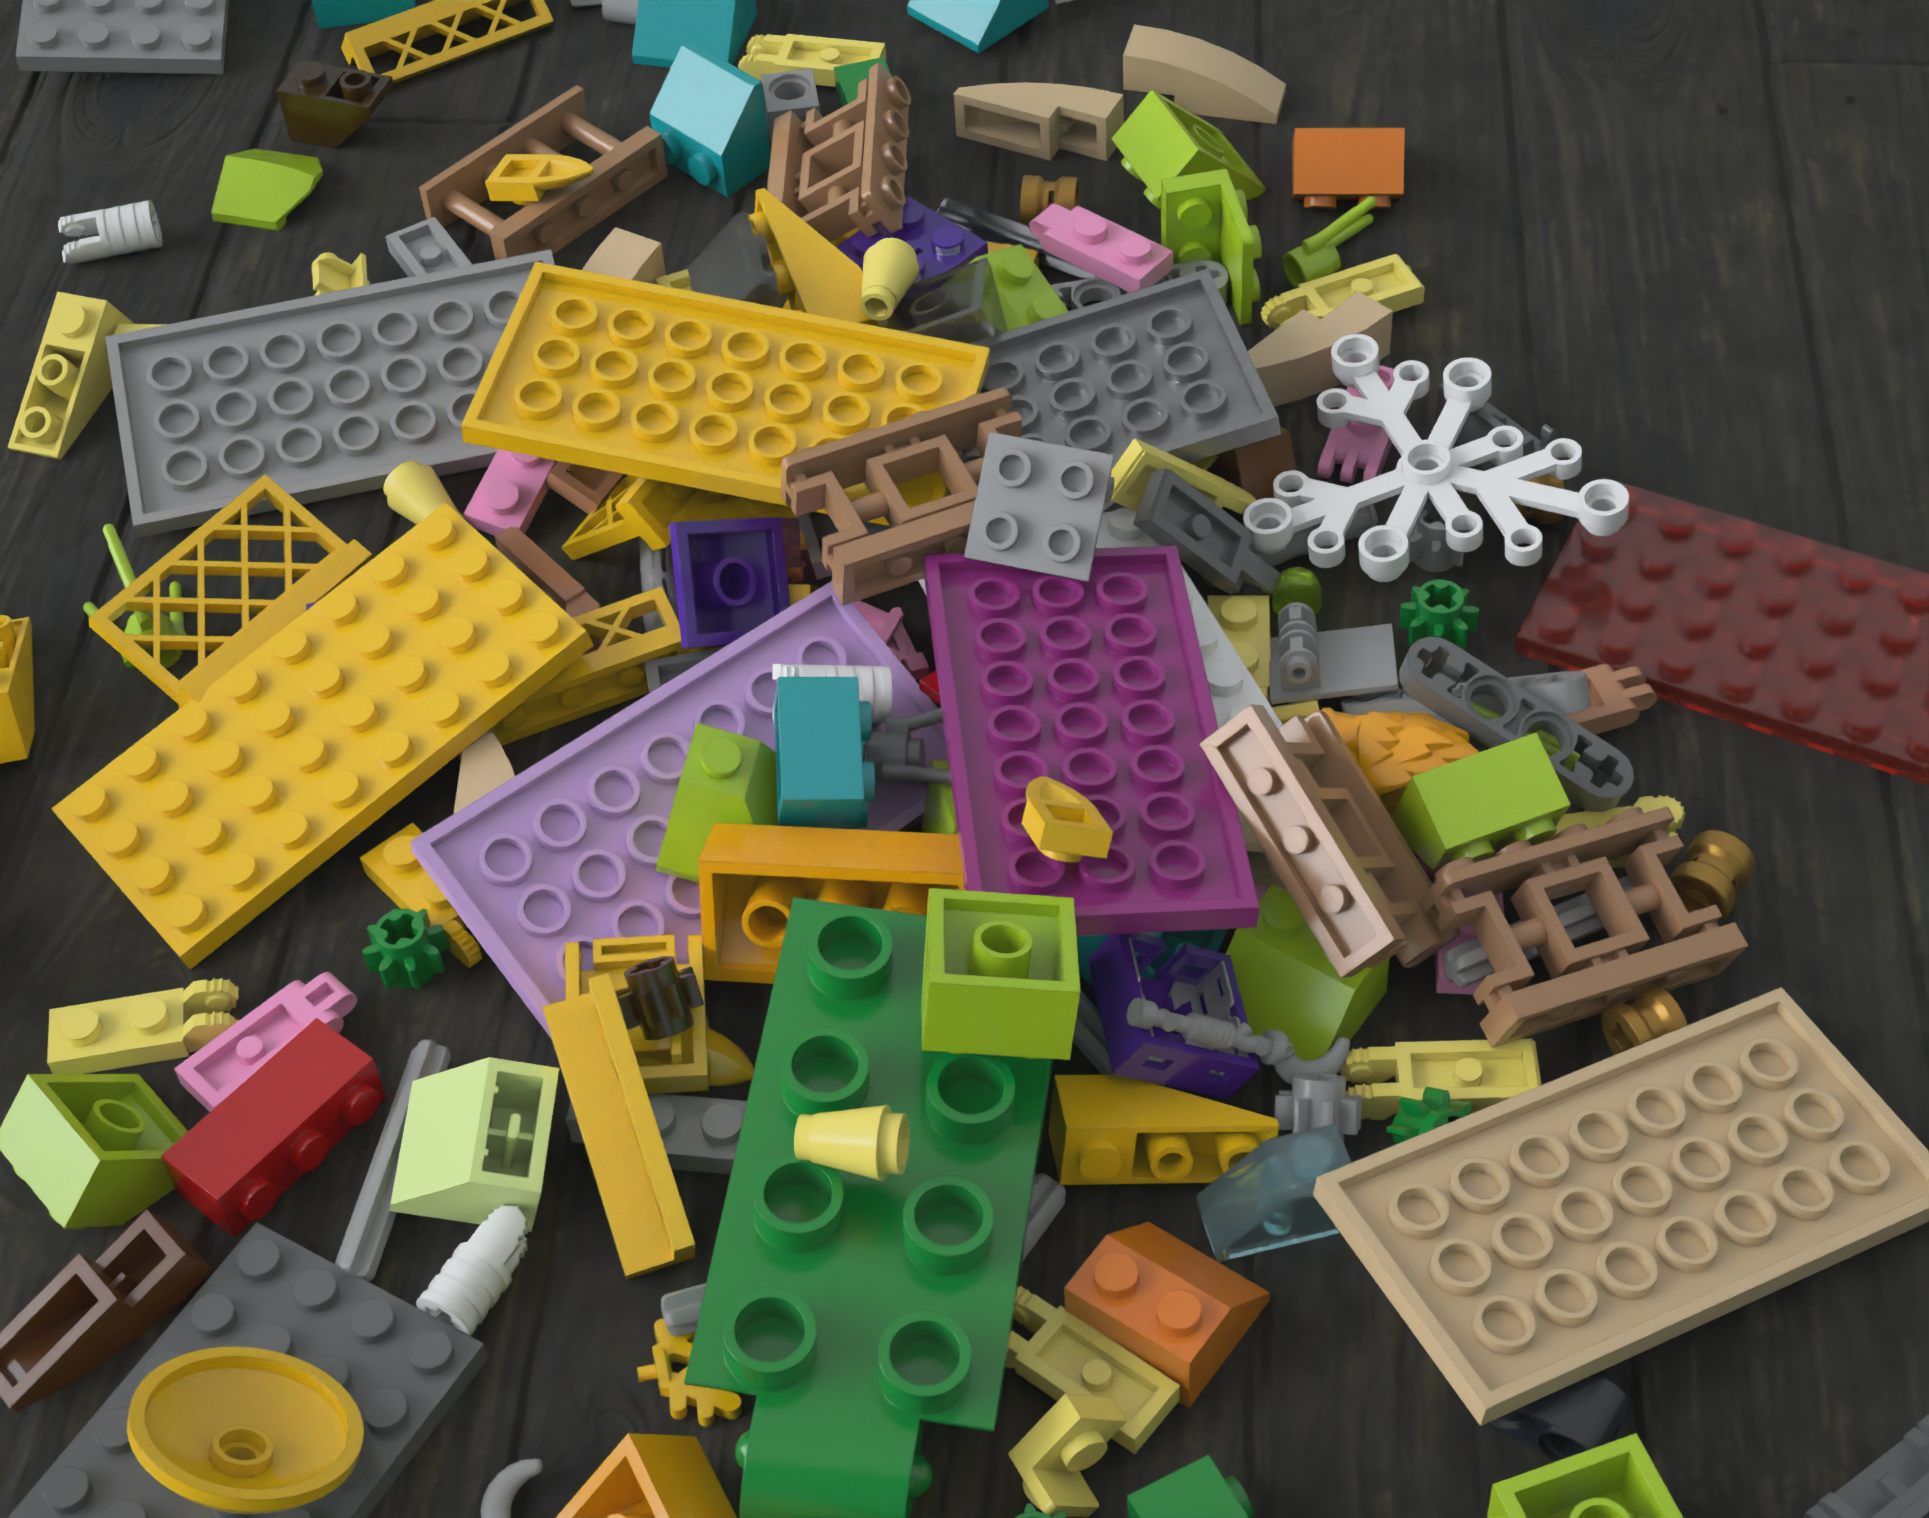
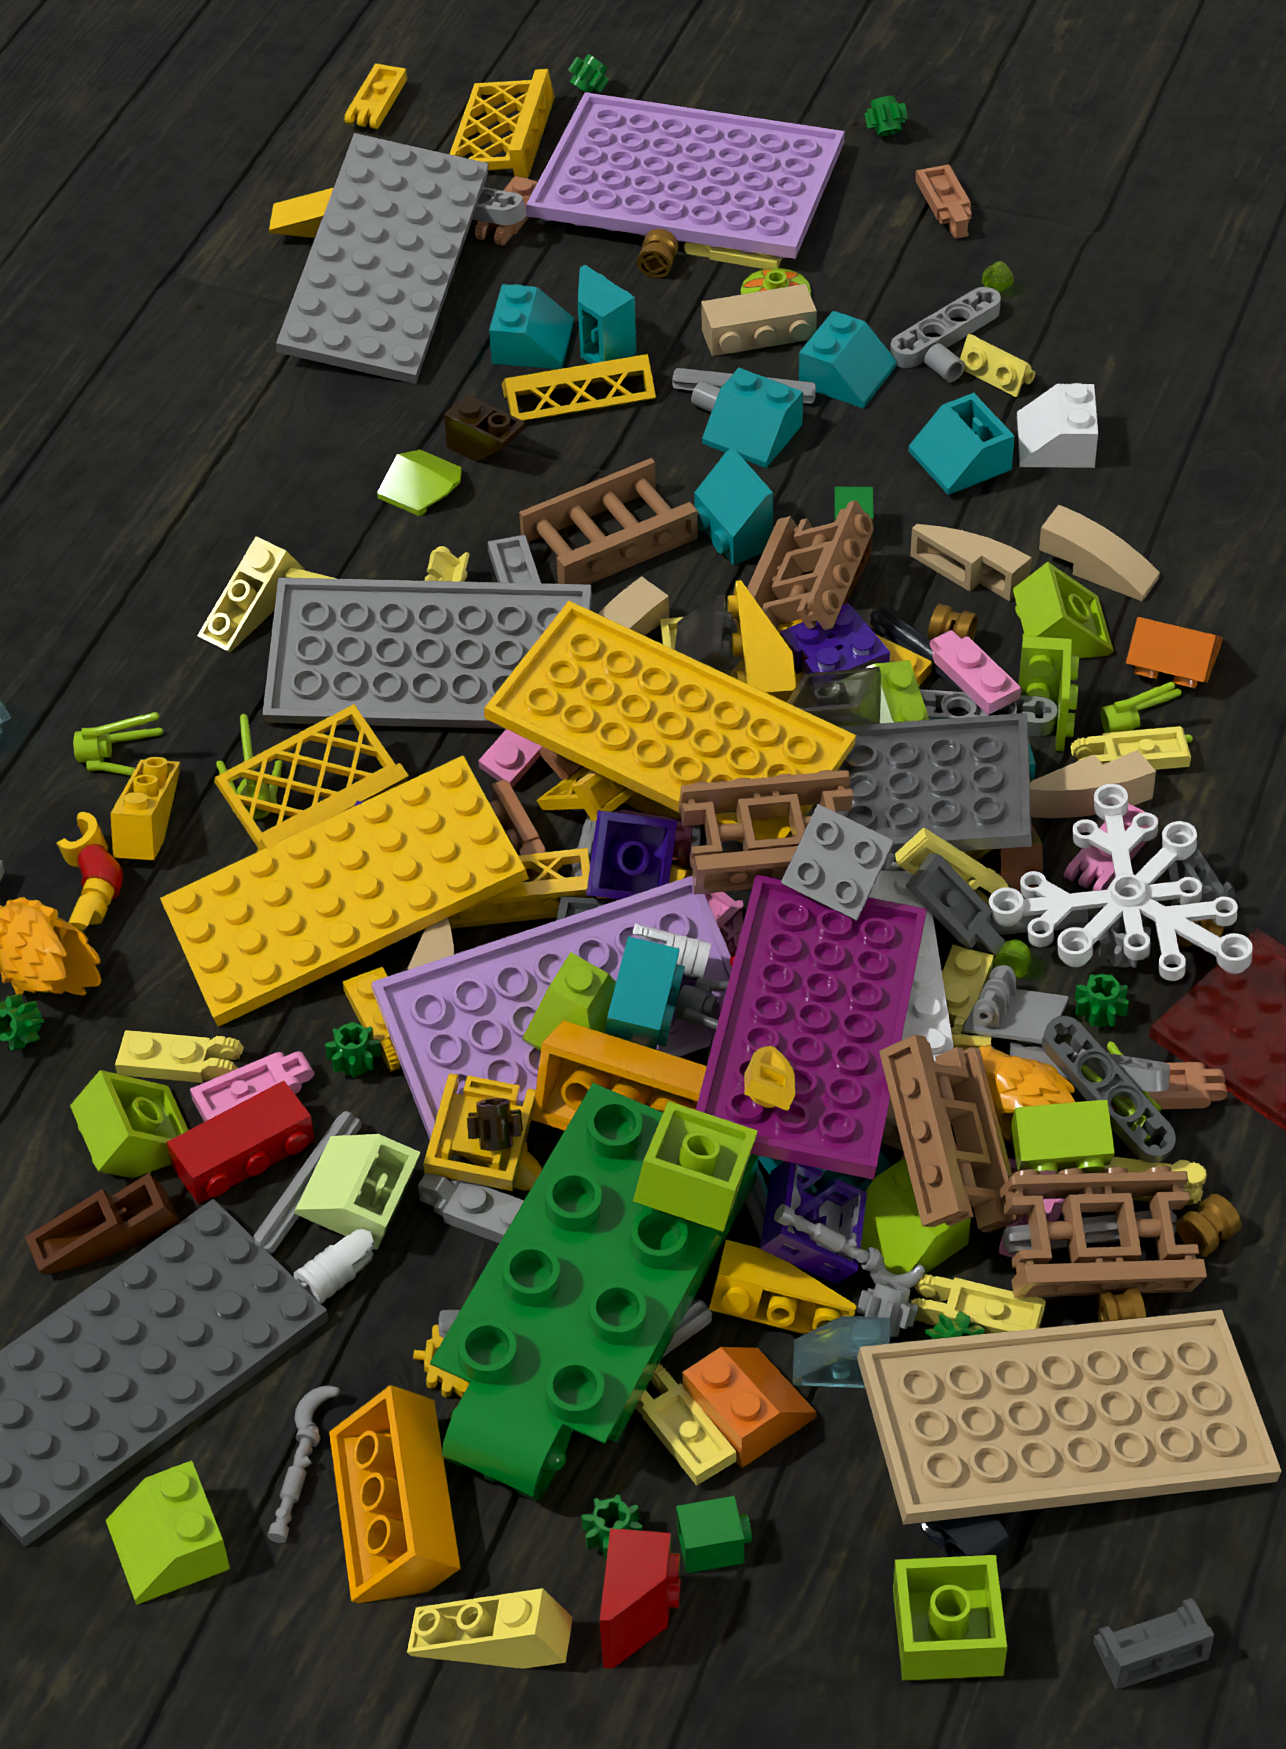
camera: 15 degrees right, 0 degrees up
(119, 228) = (311, 492): white hinge -> none
(245, 1429) = (170, 1320): yellow dish -> none
(415, 491) = (454, 740): light yellow cone -> none
(528, 176) = (595, 522): yellow plate -> none
(619, 1130) = (445, 1201): yellow fence -> none
(789, 91) = (799, 501): light grey brick -> none
(798, 52) = (822, 471): light yellow hinge -> none
(855, 1140) = (575, 1246): light yellow cone -> none
(887, 275) = (807, 663): light yellow cone -> none
(1061, 1446) = (650, 1467): light yellow bracket -> none

